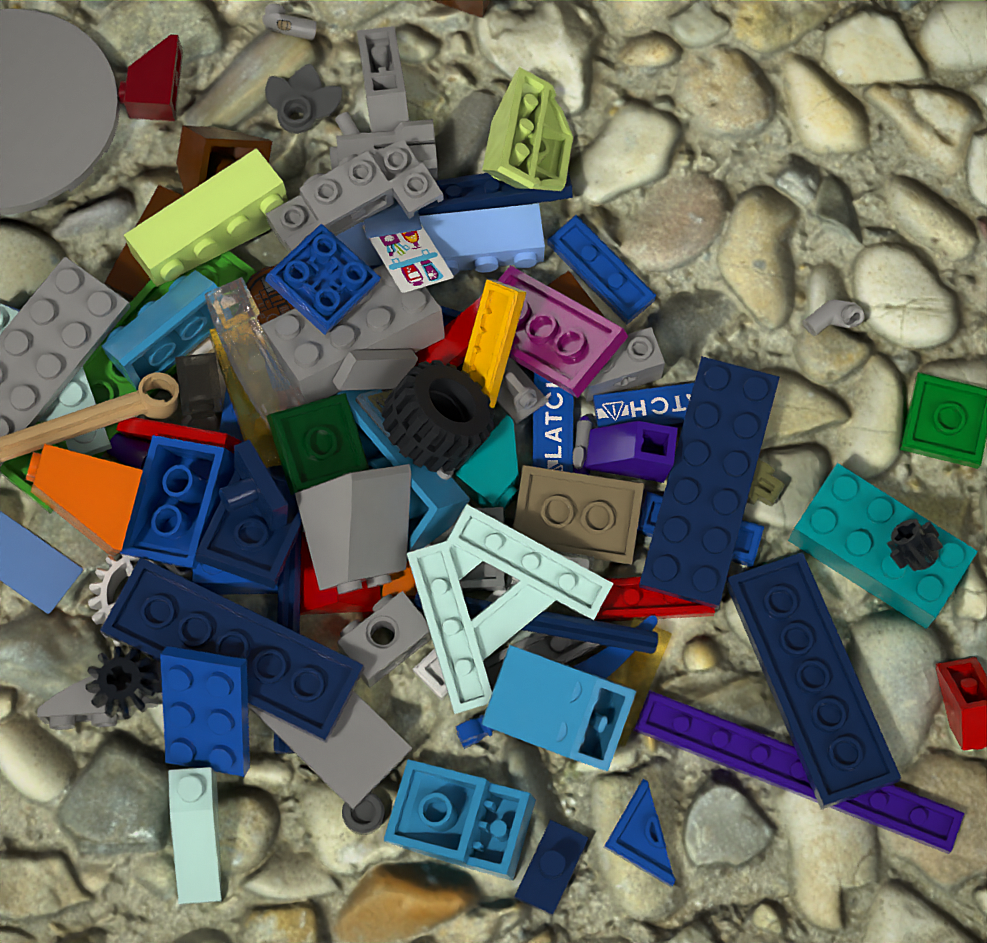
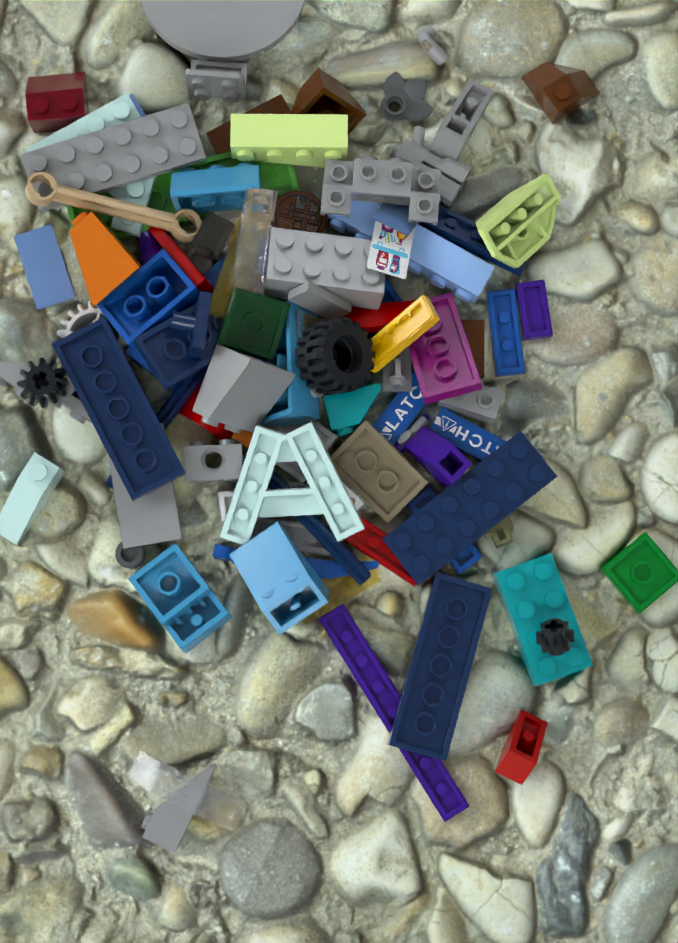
camera: 30 degrees right, 10 degrees up
(76, 217) = (217, 80): none -> light grey bracket
(154, 82) = (324, 27): dark red slope -> none
(205, 710) = (78, 433): blue plate -> none
(322, 279) = (325, 225): blue tile -> none
(551, 868) = (212, 662): dark blue tile -> none
(614, 224) = (533, 310): none -> dark purple tile
(640, 837) = (274, 682): blue tile -> none
(834, 313) = (623, 459): light grey arm -> none

